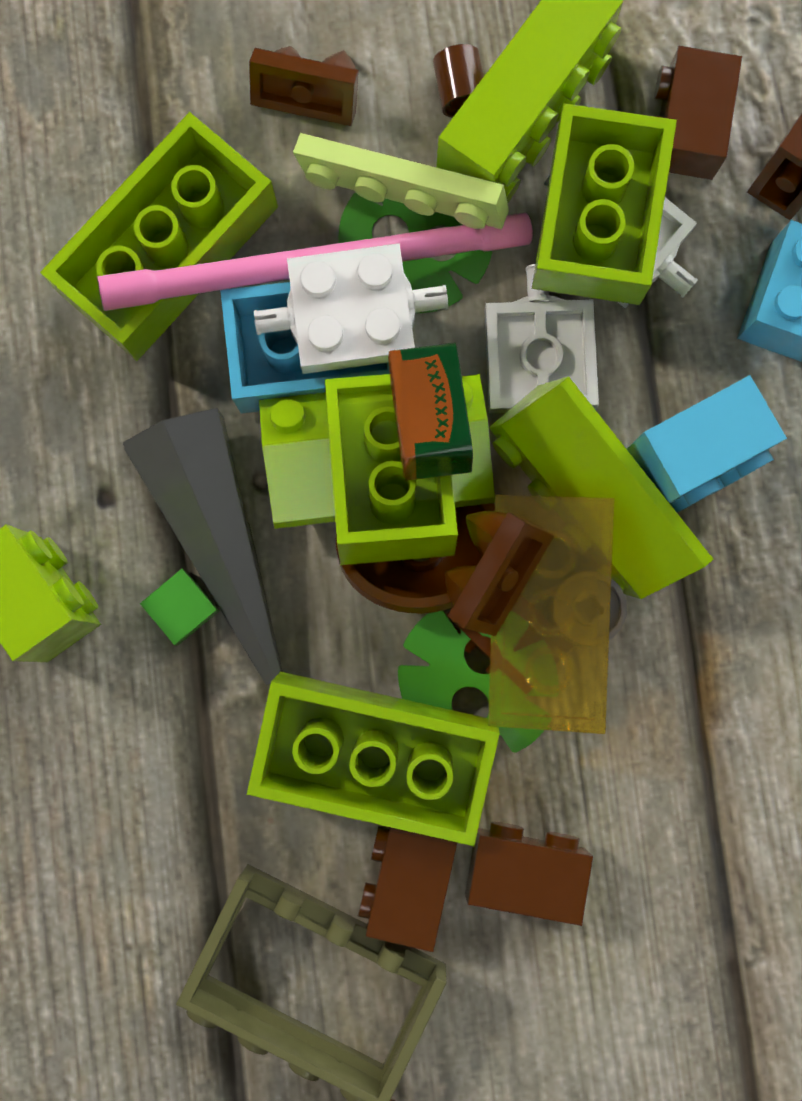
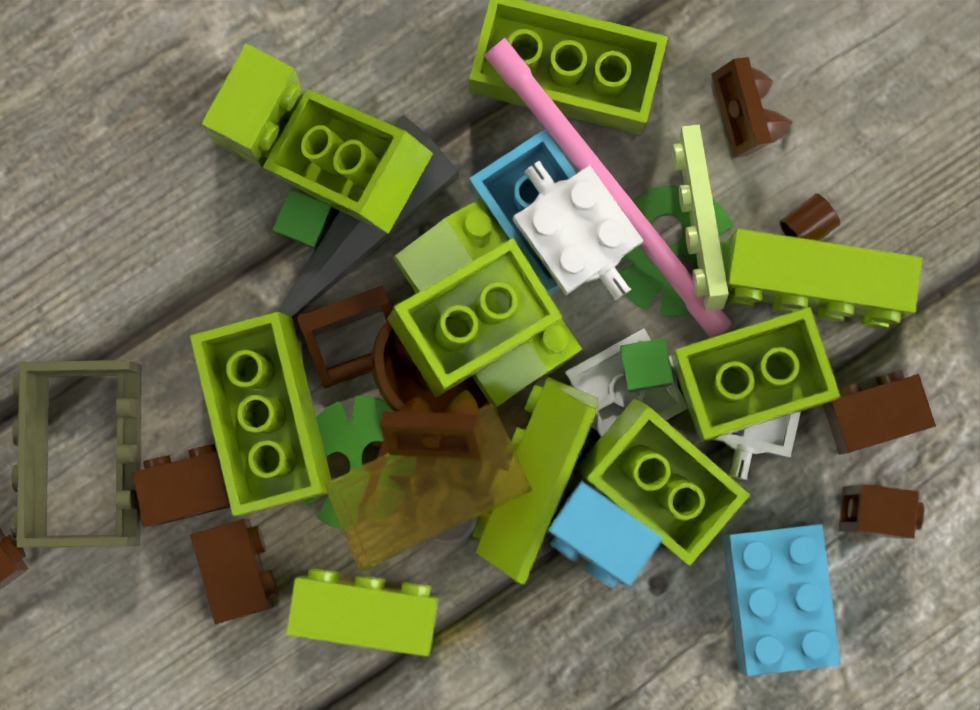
camera: 60 degrees right, 0 degrees up
(141, 519) = (348, 160): none -> lime brick
(305, 621) = (336, 316): none -> reddish brown tile
(430, 411) = (521, 323): piece -> none
(529, 317) = (646, 365): none -> bright green tile
(652, 751) = (363, 612): none -> lime brick
(663, 357) = (662, 480): none -> lime brick

